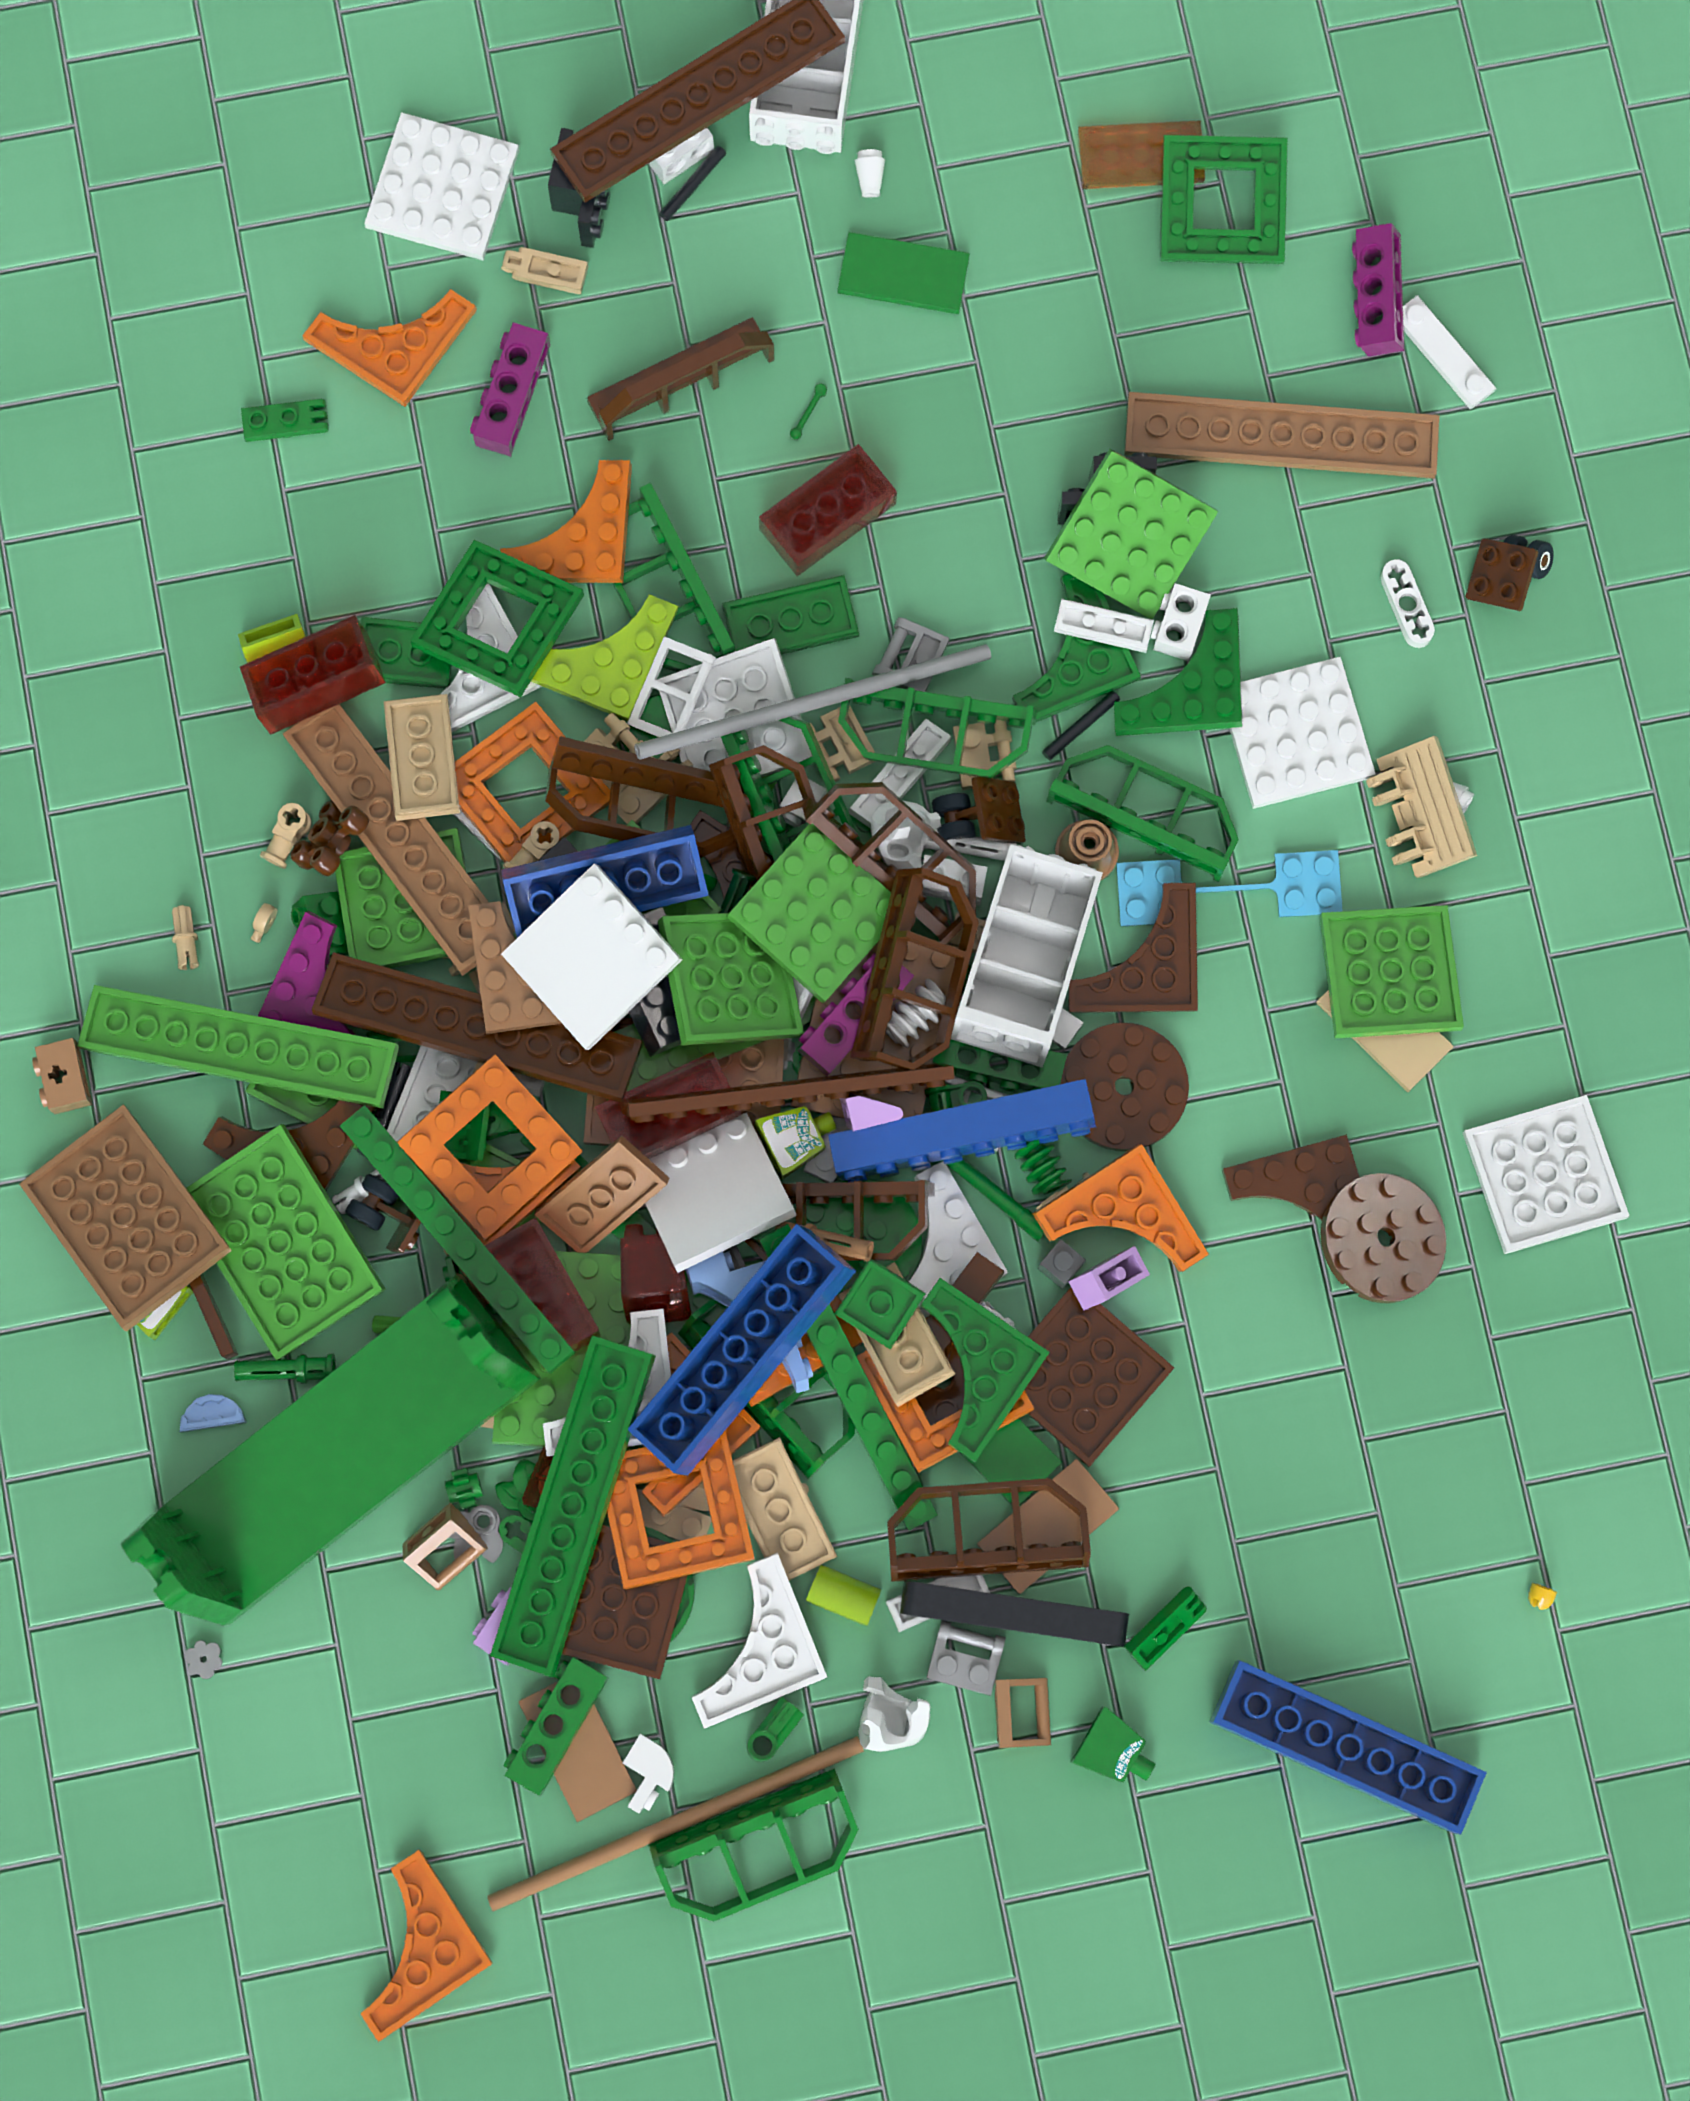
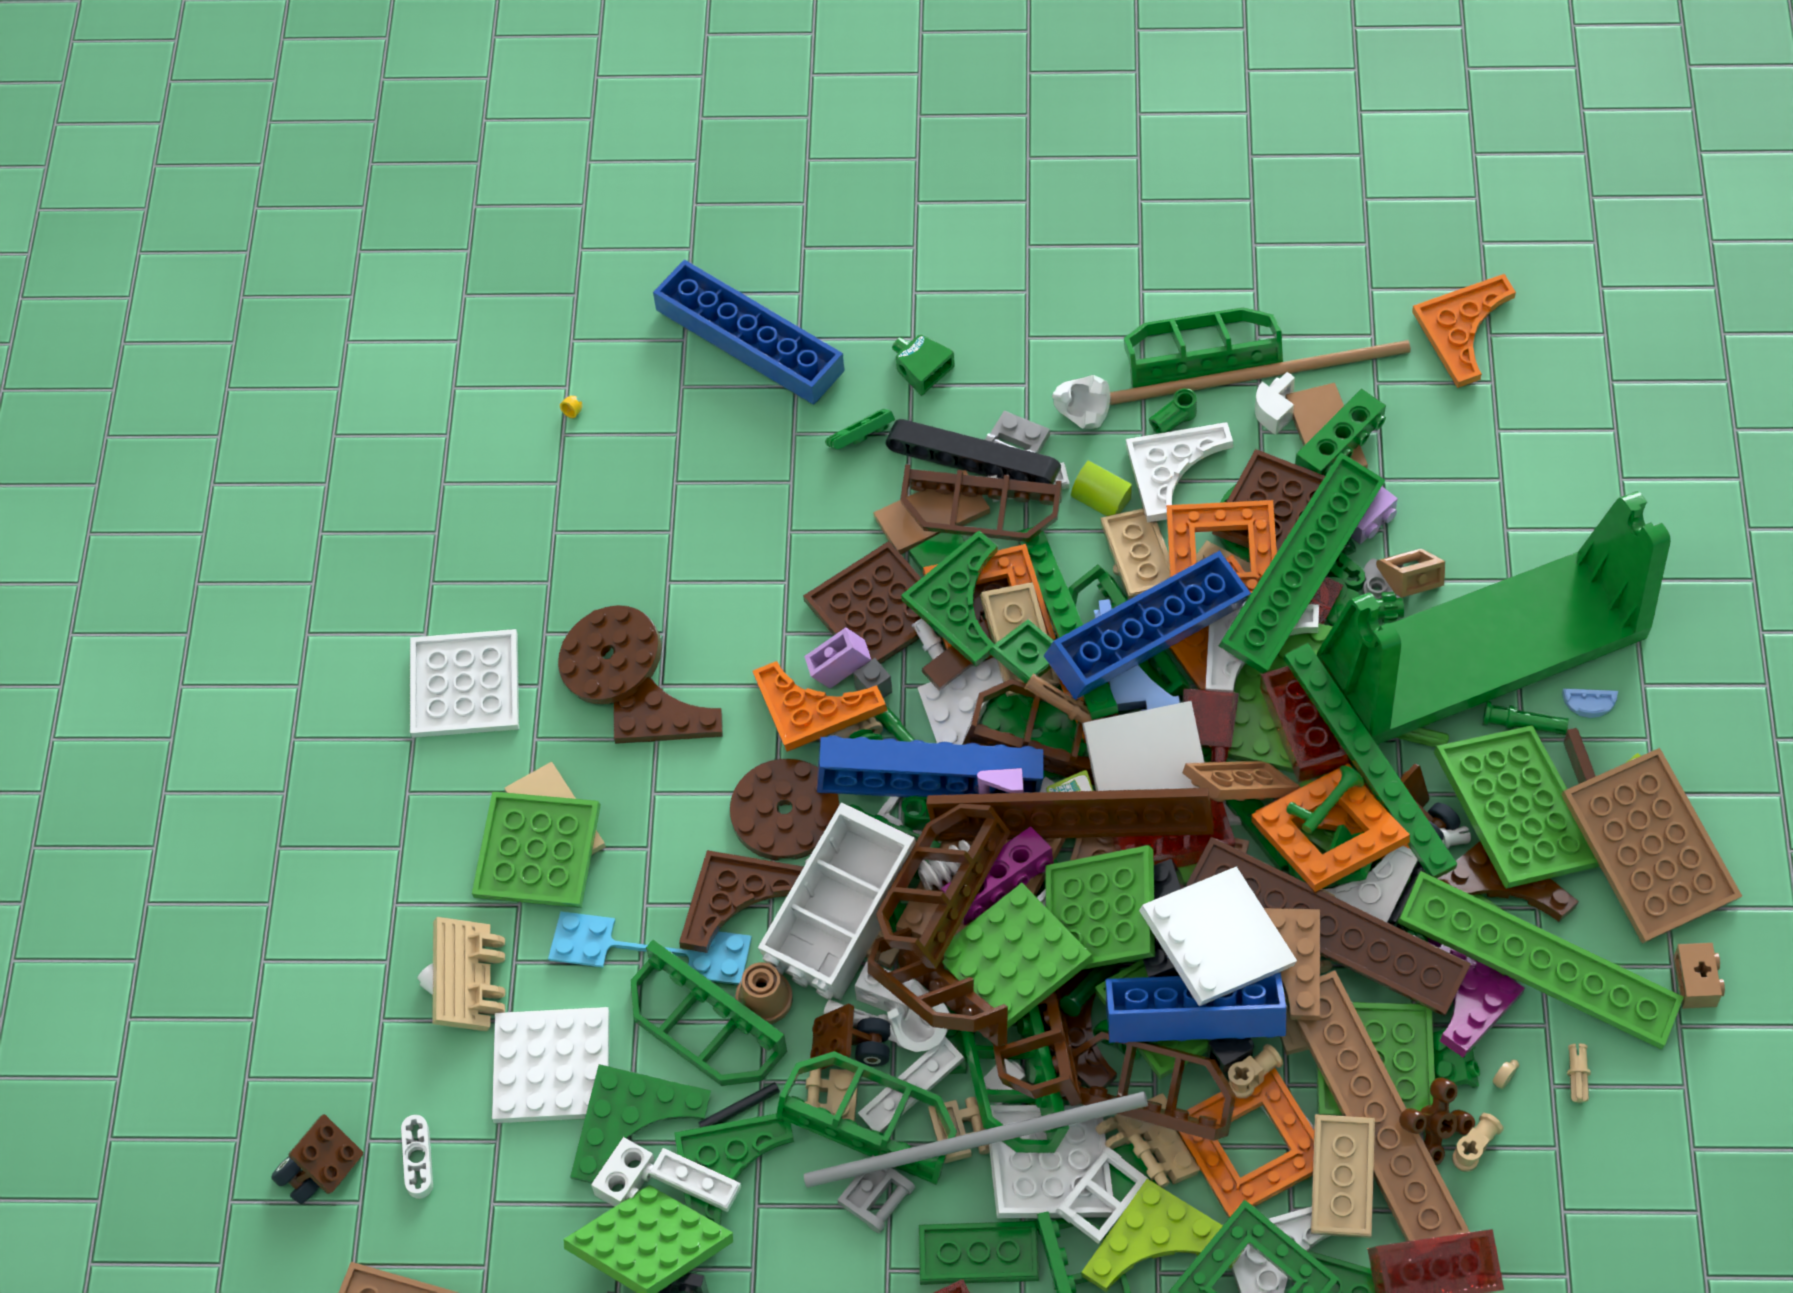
camera: 160 degrees left, 20 degrees down
(507, 1144) = (1312, 820): none -> green piece
(1003, 1712) = (987, 414): medium nougat tile -> none

